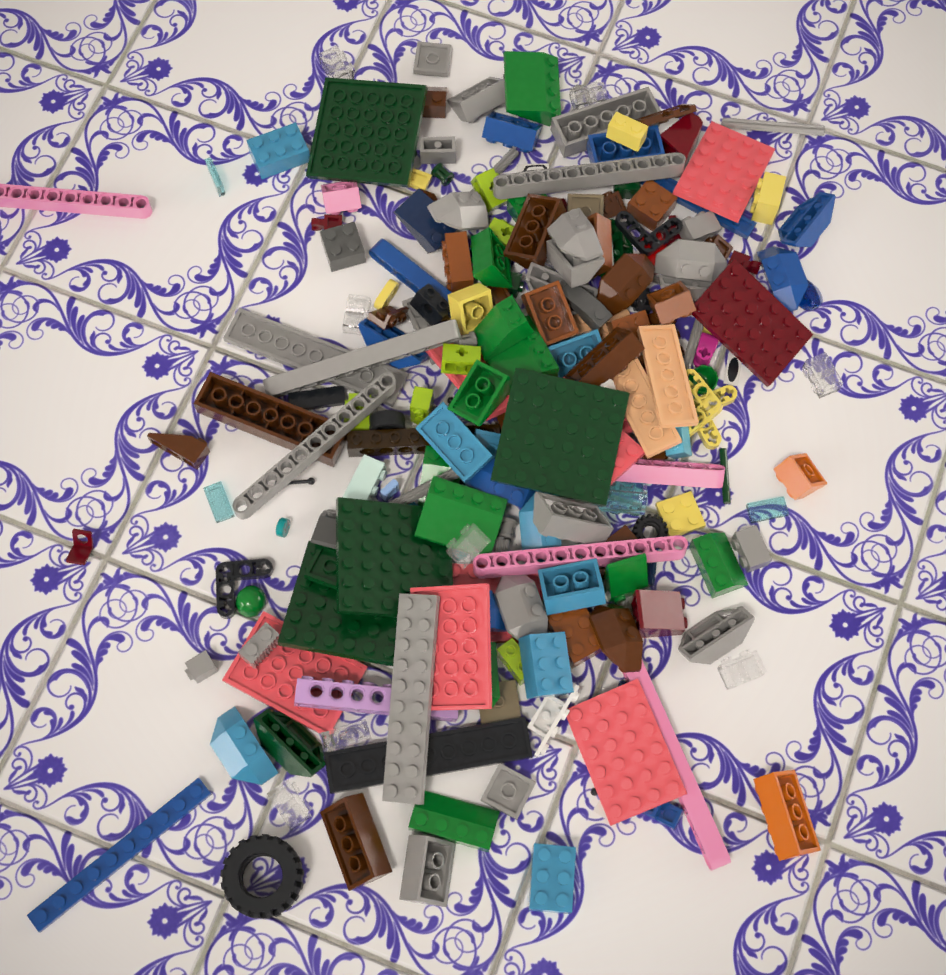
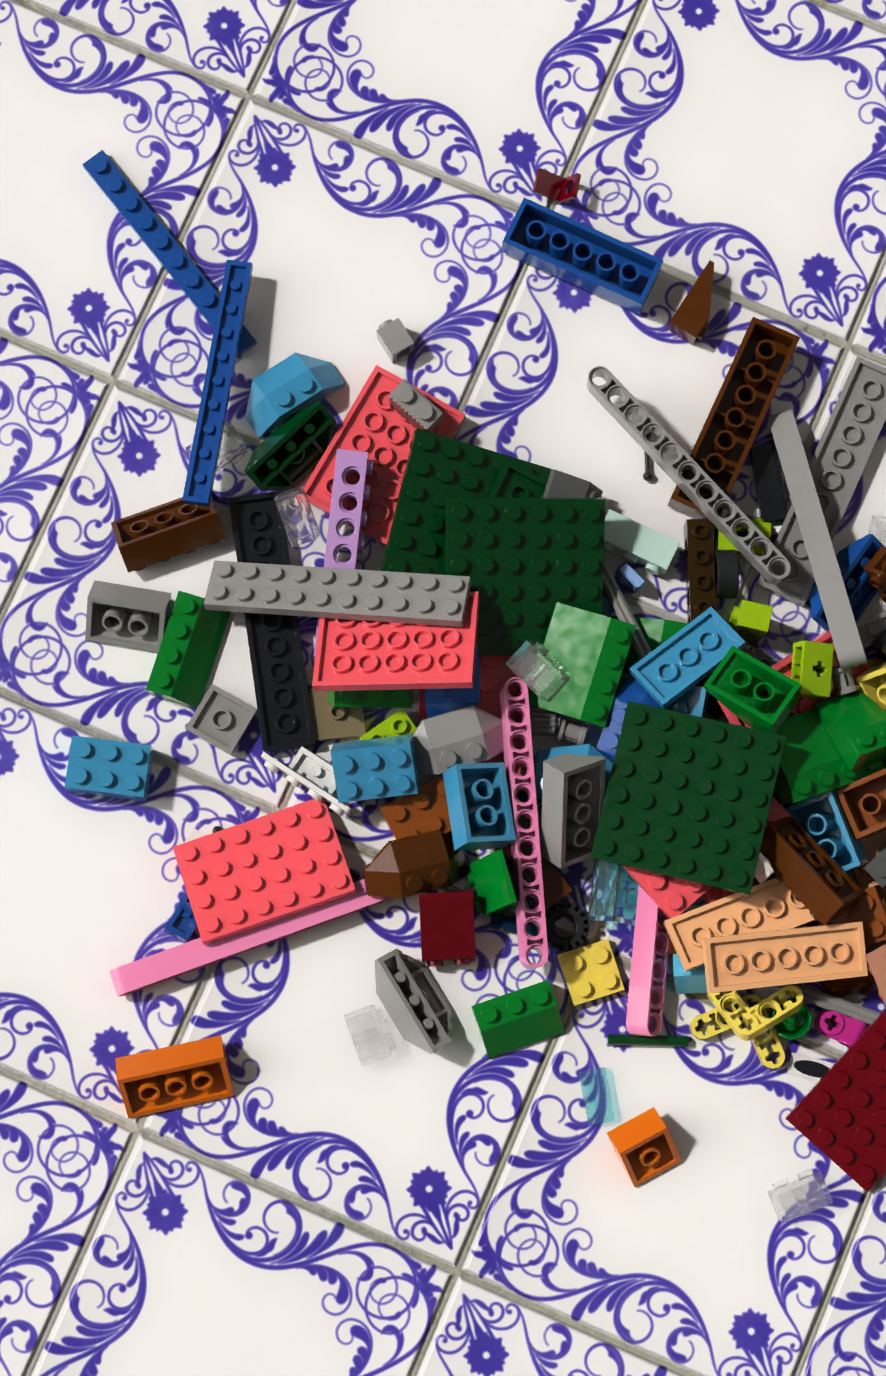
camera: 90 degrees right, 10 degrees up
(138, 528) = (581, 255): none -> blue brick
(218, 502) = (621, 356): clear light blue tile -> none
(234, 575) = (518, 379): black beam -> none
(235, 802) = (217, 383): none -> blue plate
(236, 864) = (124, 385): black tyre -> none
(250, 601) = (482, 400): green hair -> none
(283, 527) = (580, 438): teal tile -> none
(751, 549) = (537, 1065): light grey brick -> none

